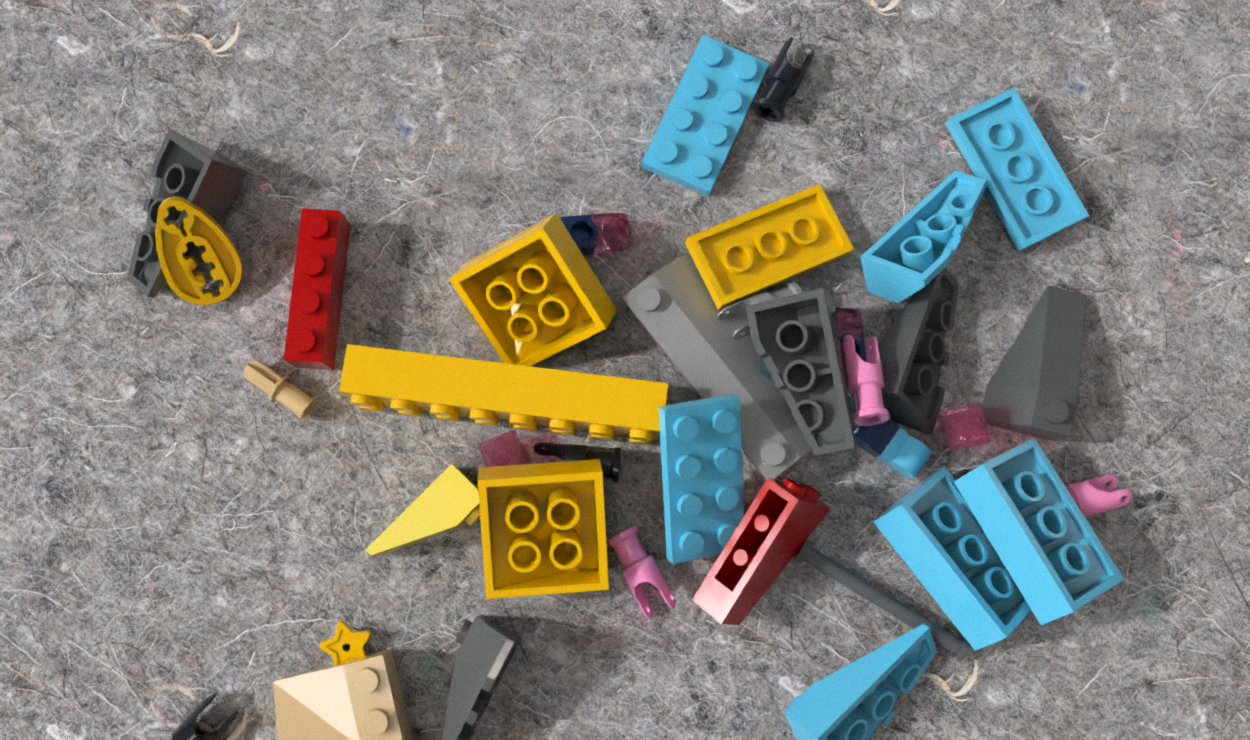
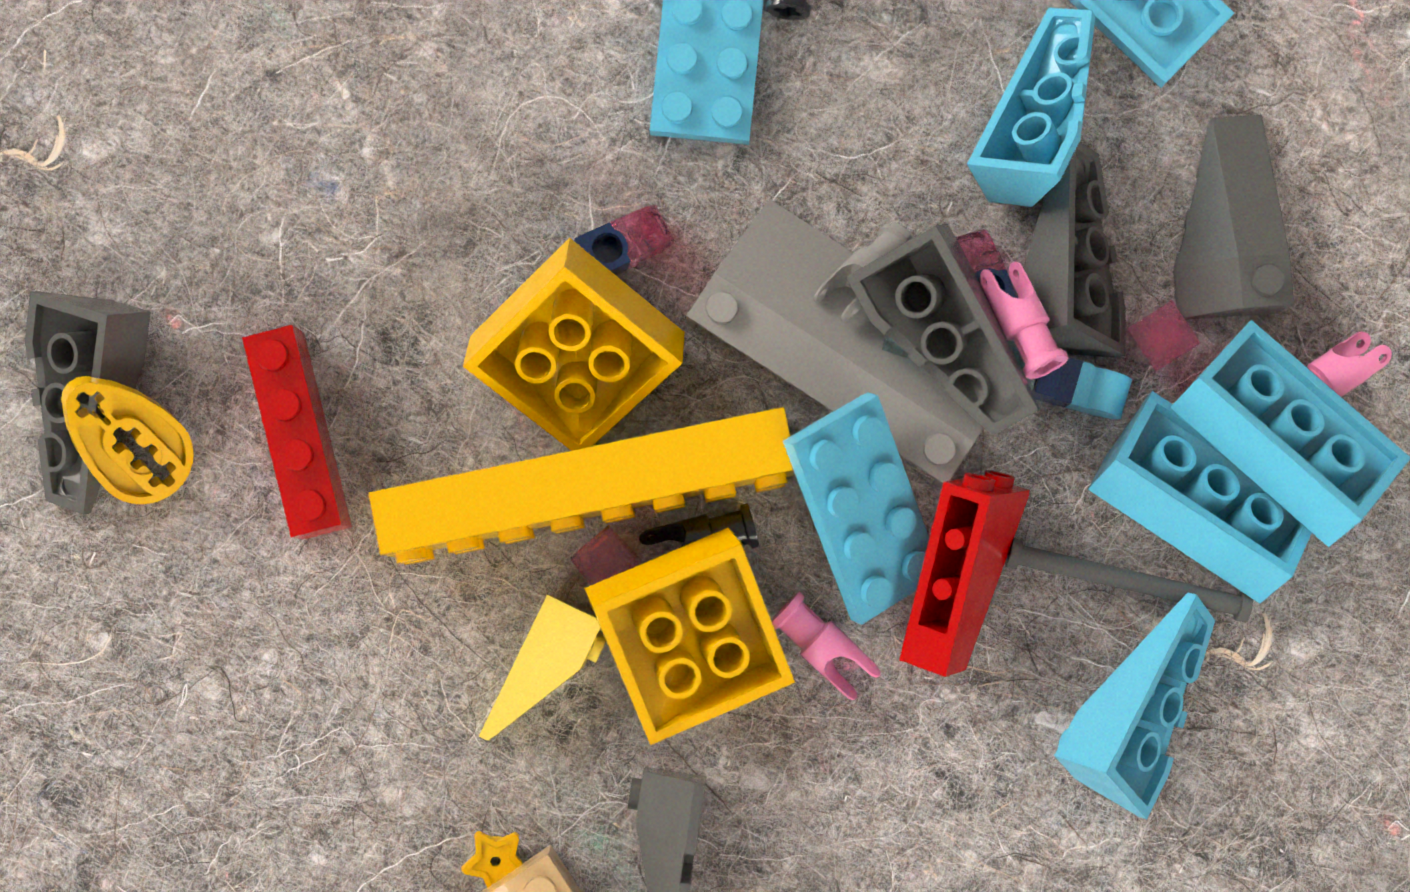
camera: 20 degrees left, 5 degrees up
(279, 388) = (293, 573): tan axle -> none
(768, 246) = (847, 186): yellow plate -> none

